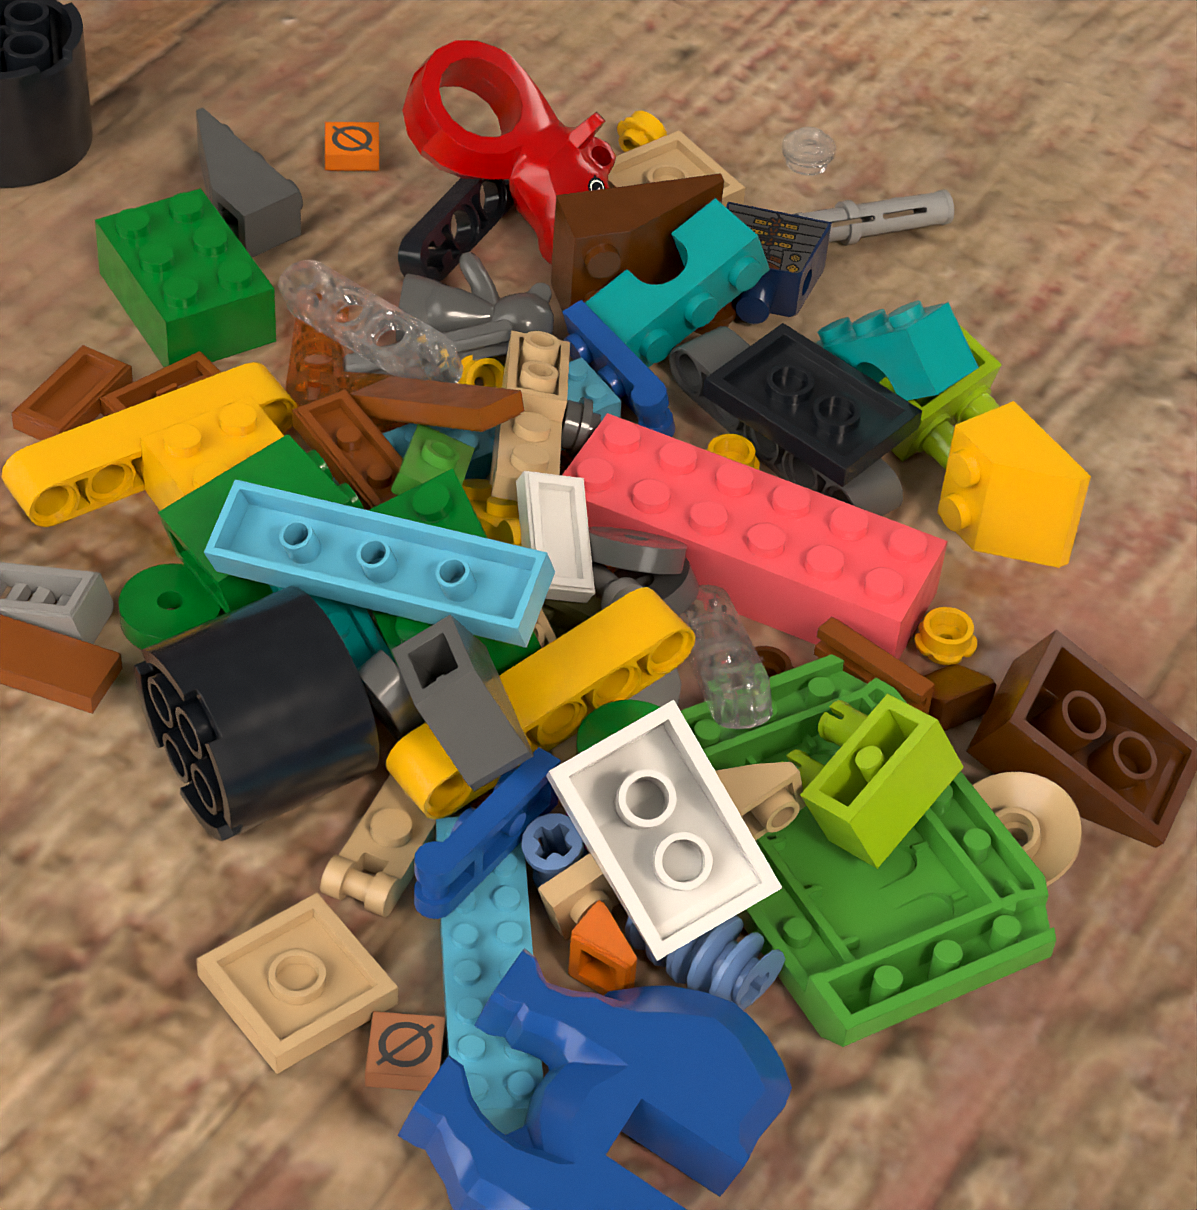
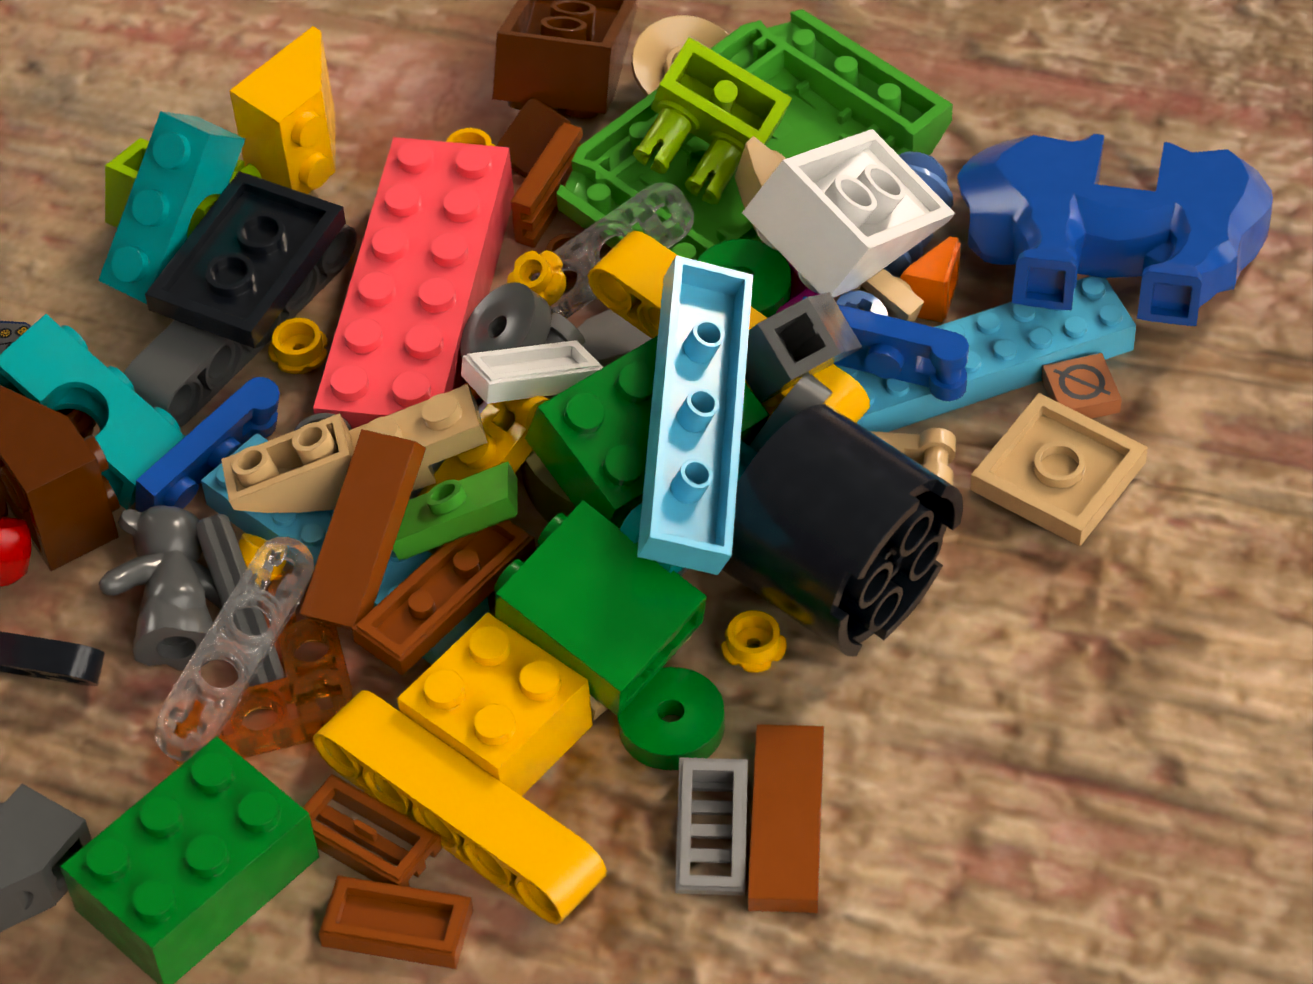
camera: 100 degrees left, 5 degrees up
(707, 601) = (552, 279): none -> yellow plate

